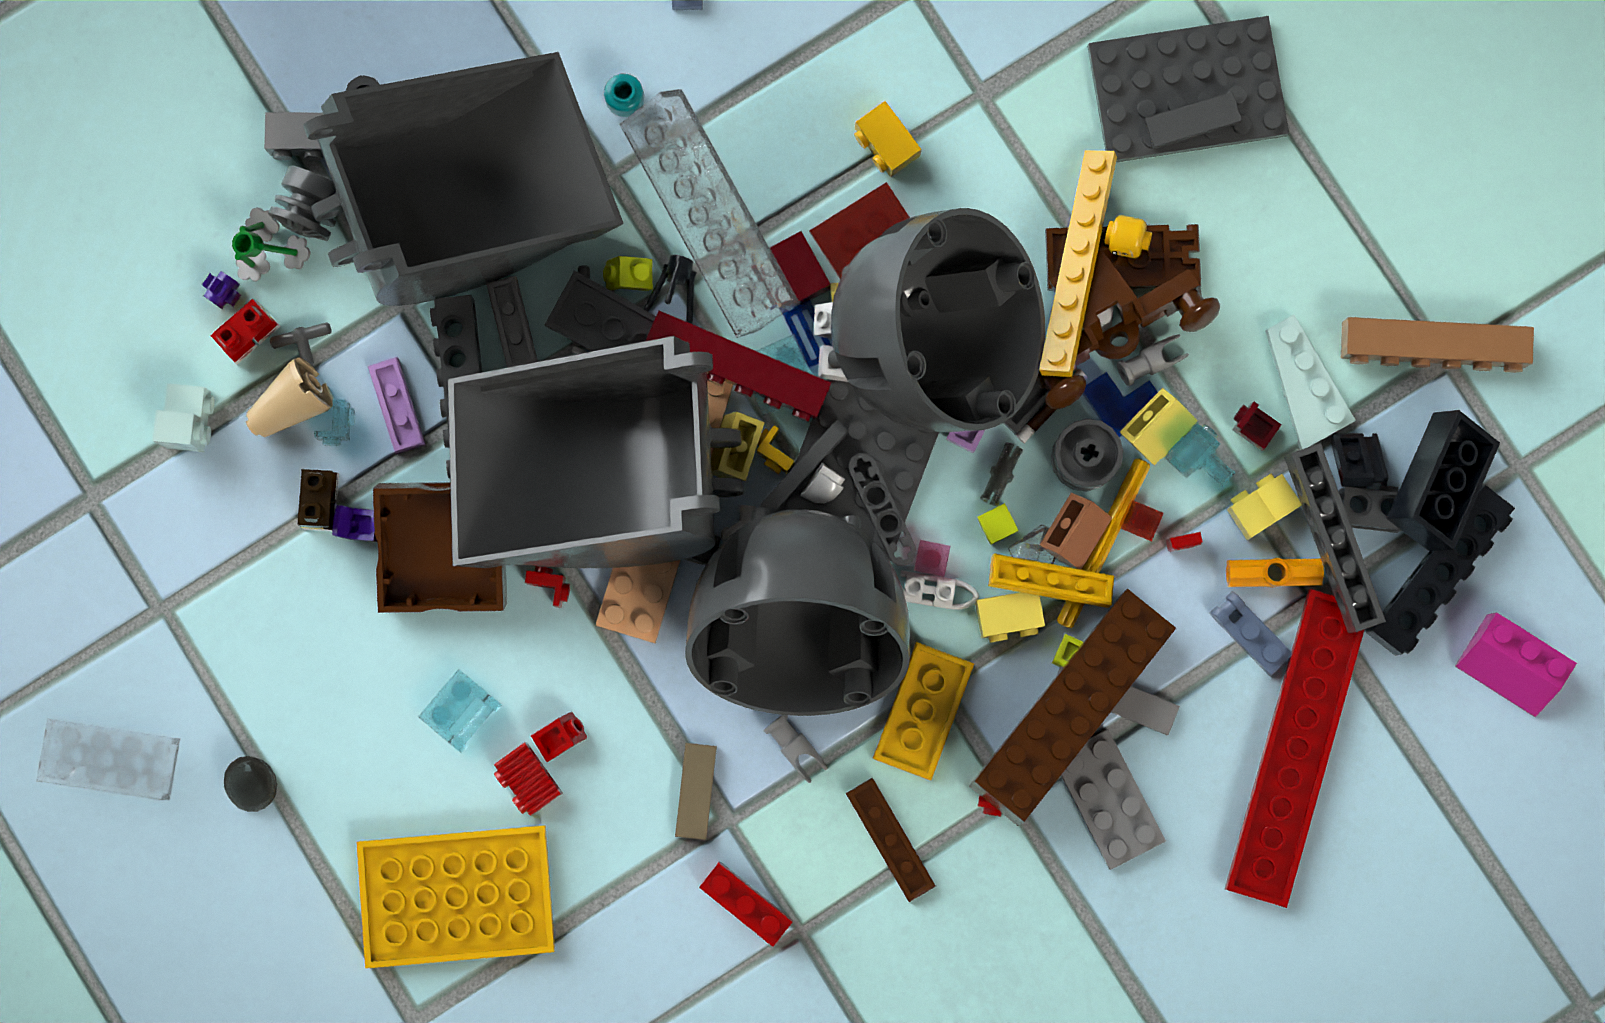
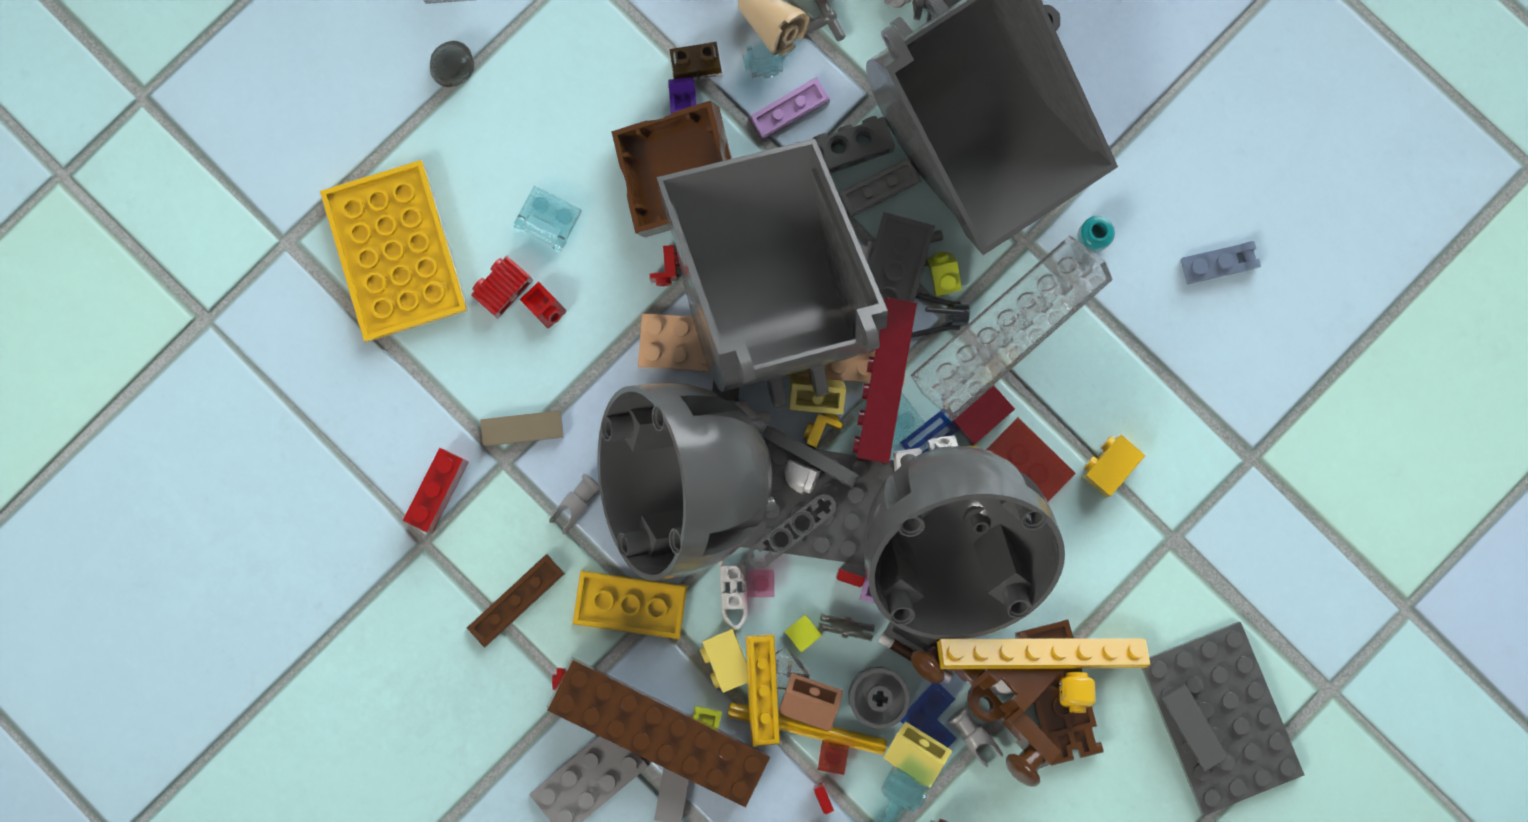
camera: 80 degrees right, 0 degrees up
(948, 457) = (850, 578): none -> red tile

